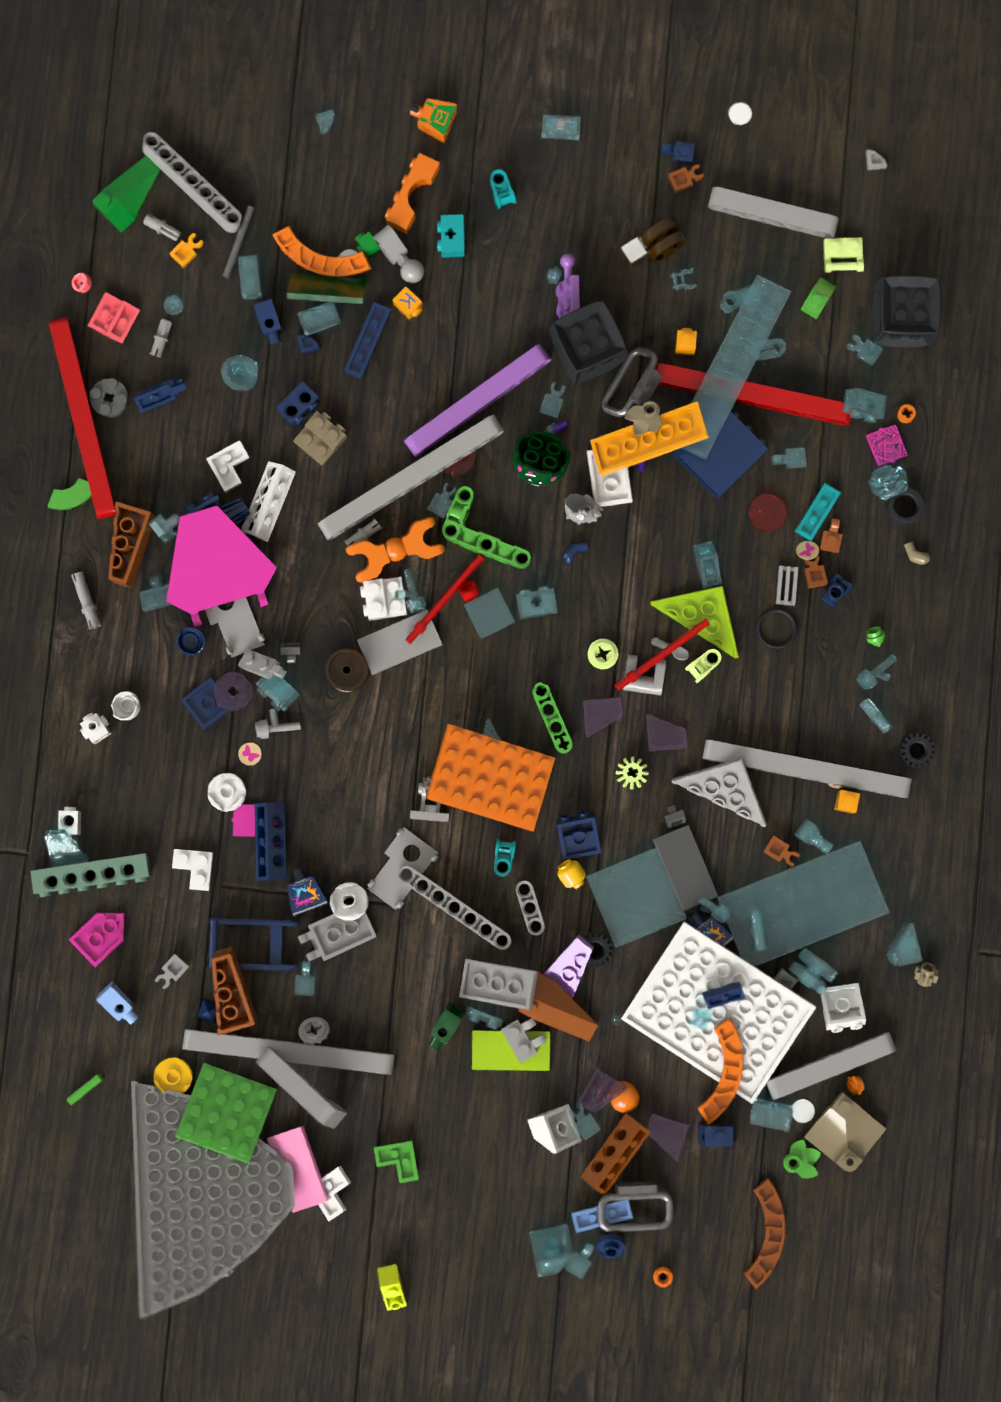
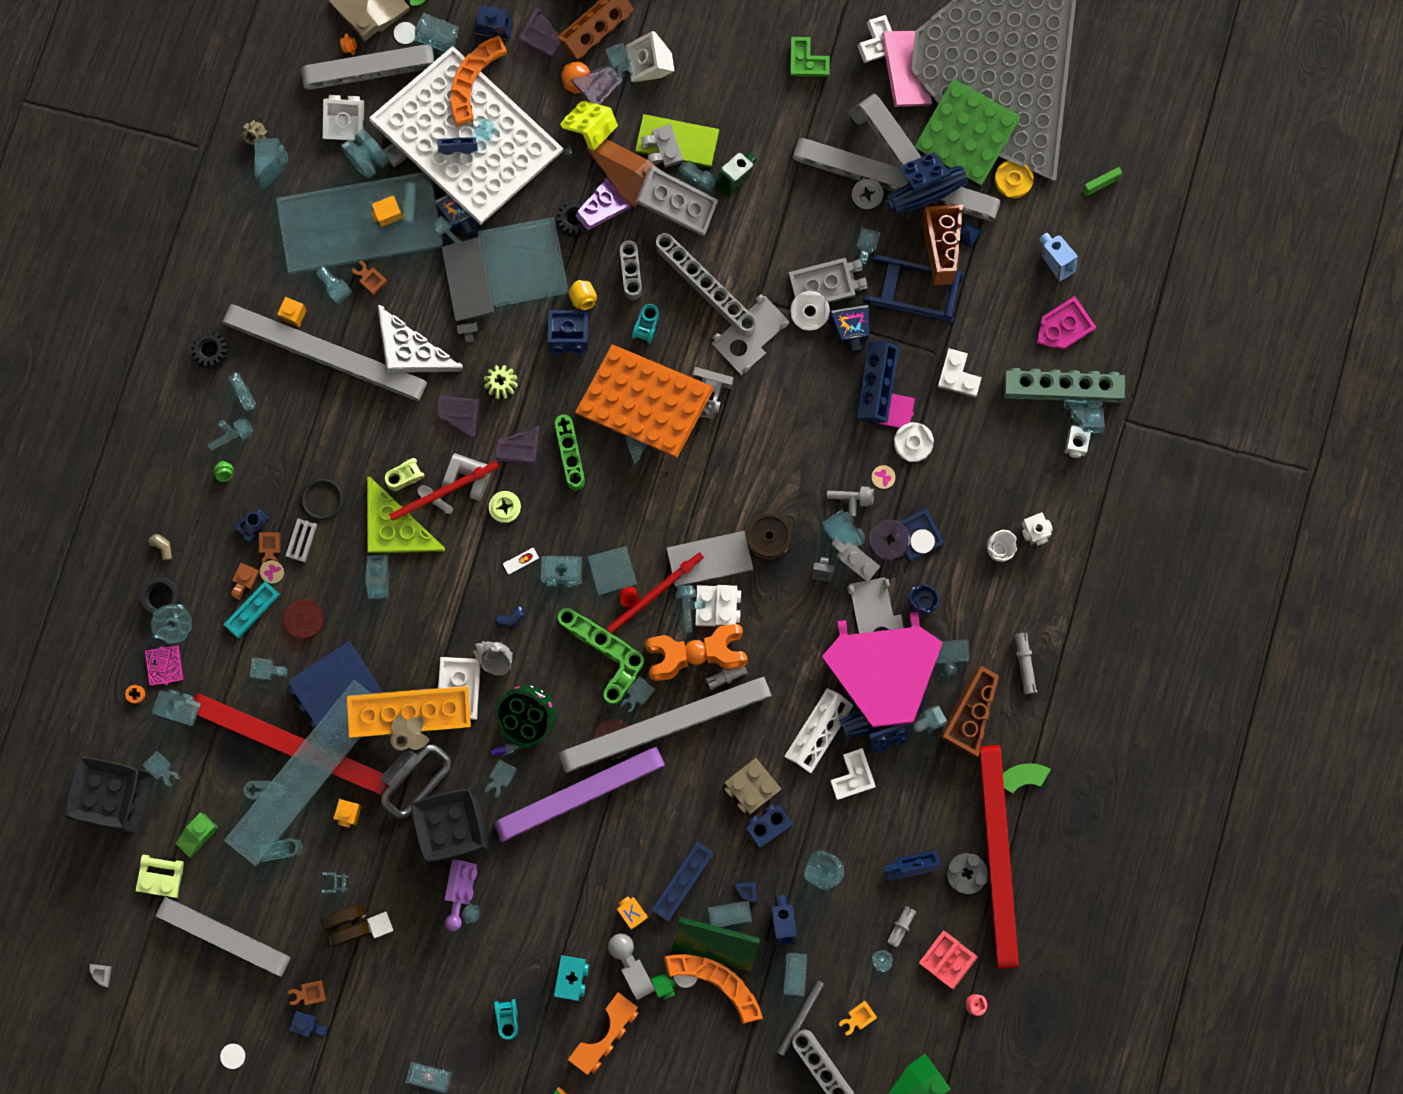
camera: 170 degrees left, 5 degrees down
(161, 227) = (880, 1049): light grey axle -> none
(173, 969) = (996, 278): light grey plate -> none
(201, 697) = (922, 541): none -> white sticker
(257, 1046) = (927, 183): none -> dark blue plate
(576, 607) = (520, 560): none -> white sticker
(599, 1050) = (592, 121): none -> neon yellow bracket
(778, 917) = (386, 211): none -> light orange brick

